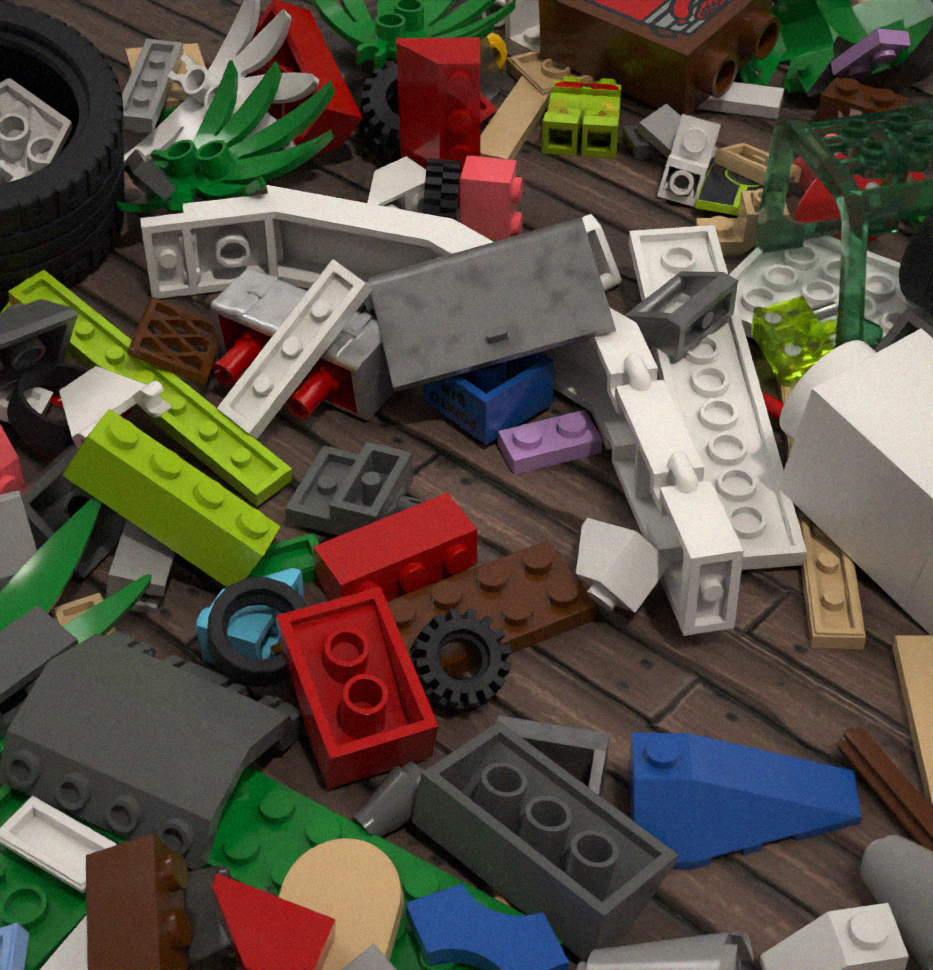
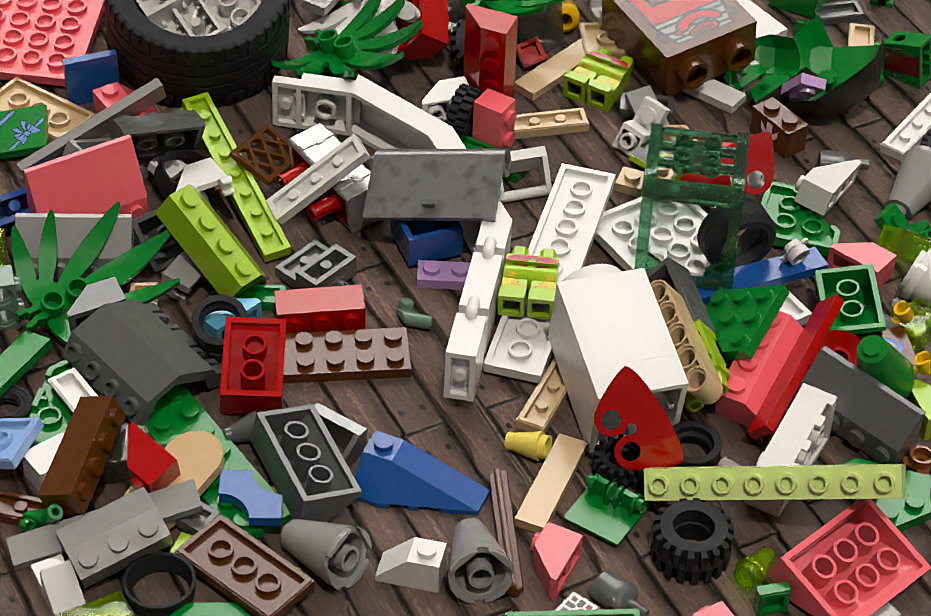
camera: 20 degrees right, 0 degrees up
(147, 176) = (297, 48): dark grey hinge -> none
(484, 642) = (316, 389): black tyre -> none
(540, 523) = (410, 317): none -> sand green arm
(561, 189) = (550, 123): none -> tan tile
(618, 565) = (426, 350): white slope -> none
(678, 332) = (559, 226): flat silver tile -> none
(718, 409) = (531, 274): none -> lime hips
(794, 336) = (619, 250): clear neon green piece -> none
(865, 669) = (529, 444): none -> light yellow cone

